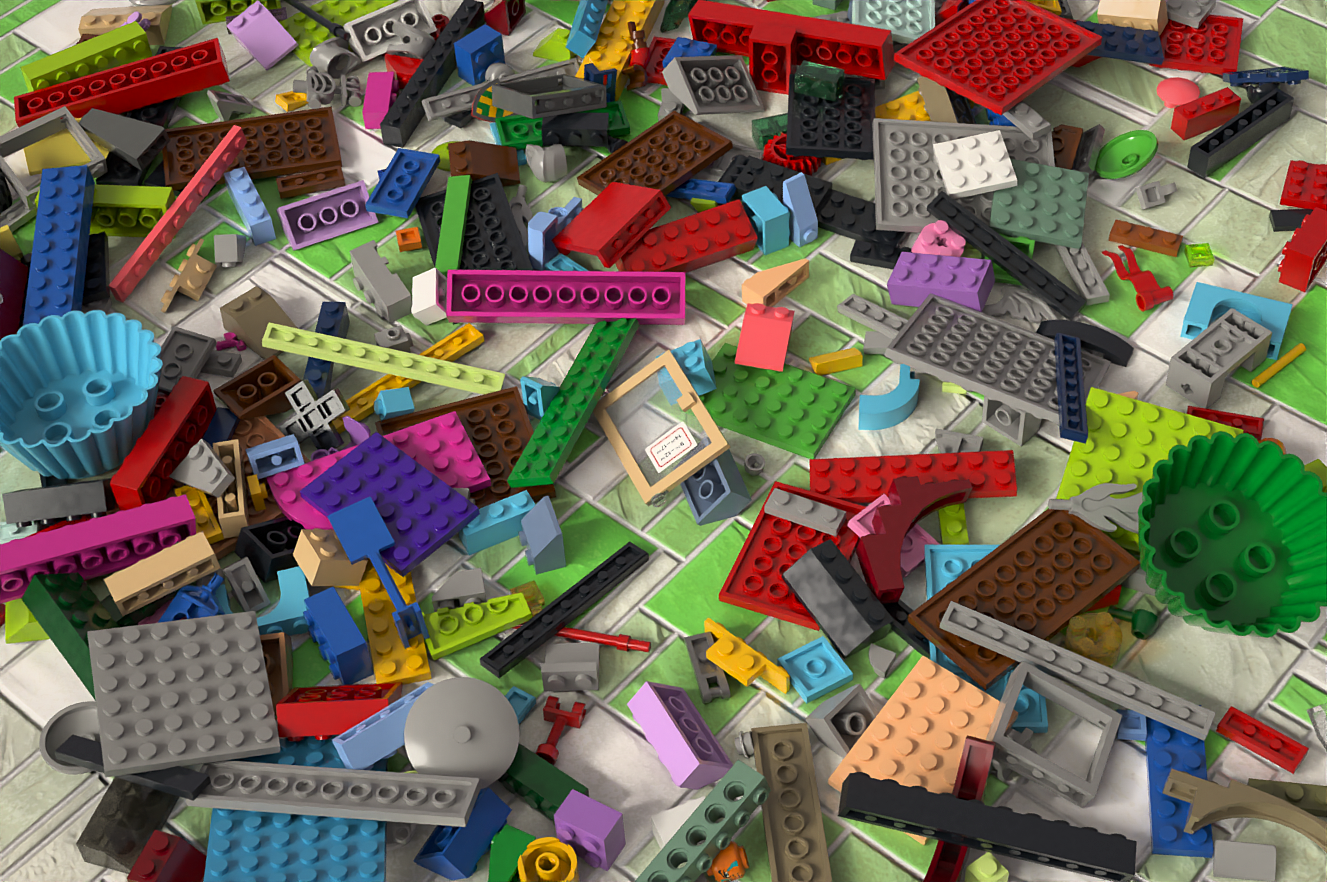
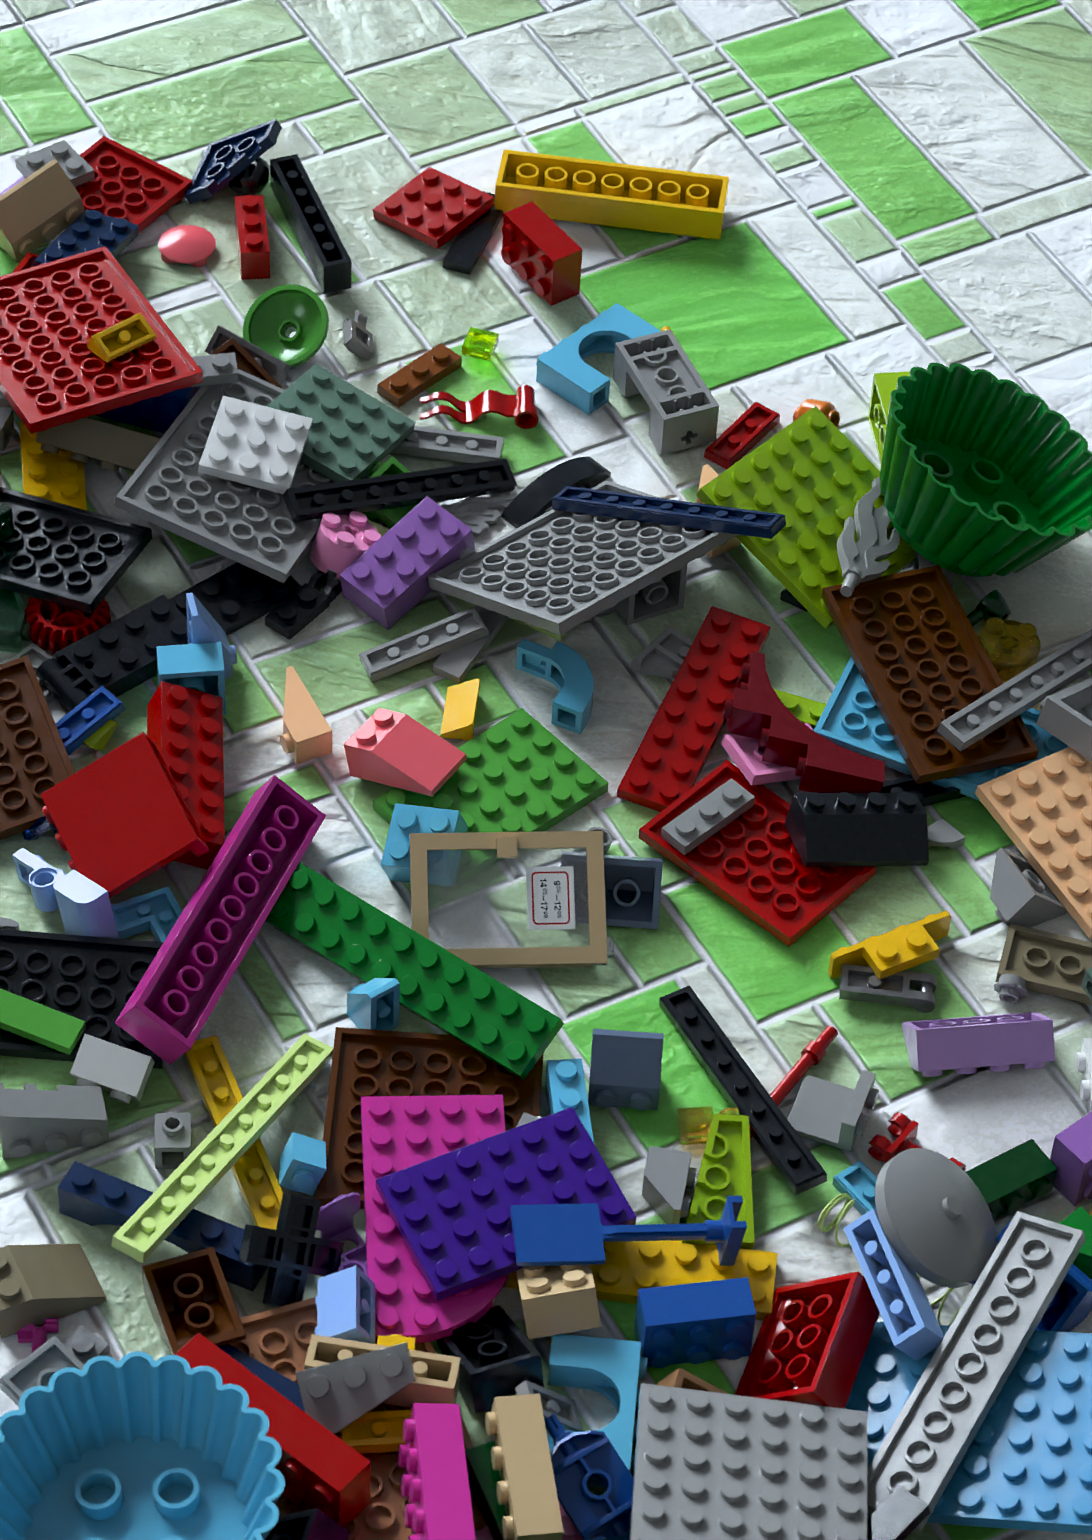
camera: 75 degrees left, 0 degrees up
(815, 669) = (932, 890): medium azure plate -> none
(1005, 64) = (121, 338): none -> yellow slope

